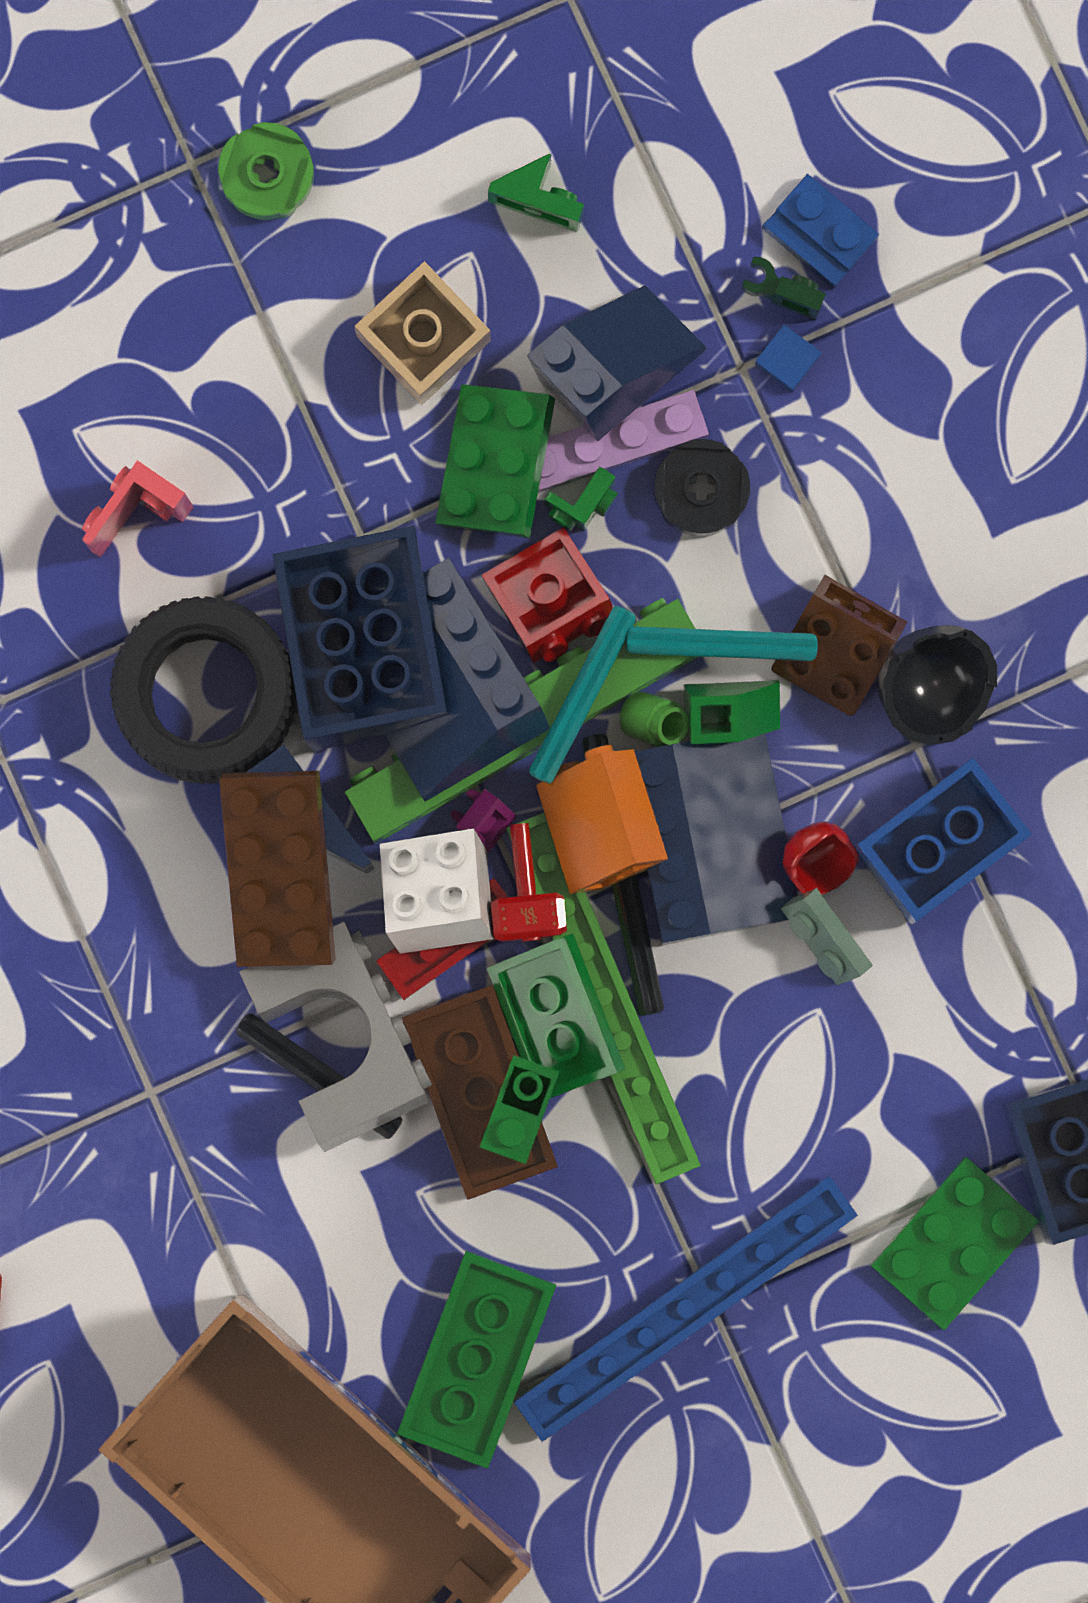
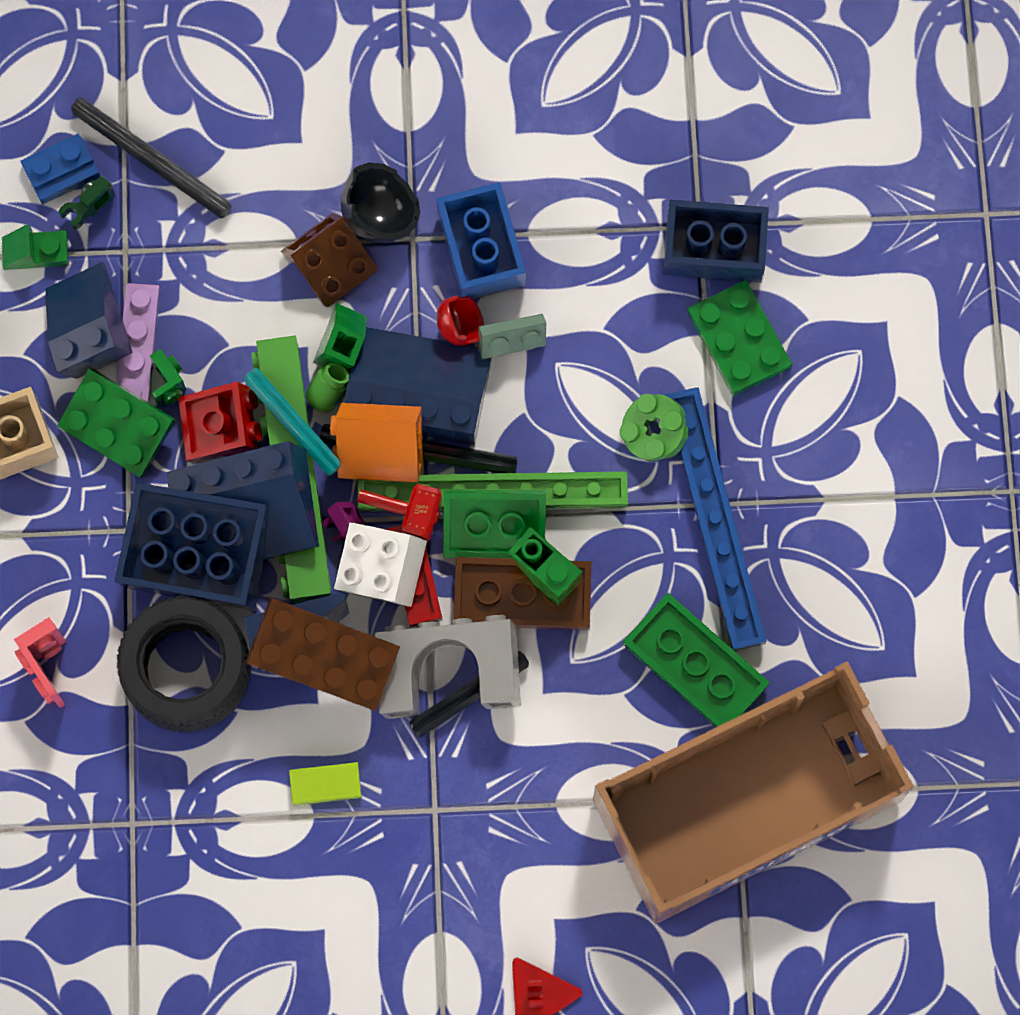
camera: 65 degrees left, 10 degrees down
(127, 937) = (325, 783): none -> lime tile
(682, 468) = (185, 286): black plate -> none
(693, 248) = (34, 250): none -> green slope
(721, 643) = (297, 323): teal axle -> none
(788, 358) = (132, 219): blue tile -> none
(790, 1201) = (636, 431): none -> bright green plate
(885, 345) = (151, 157): none -> black axle

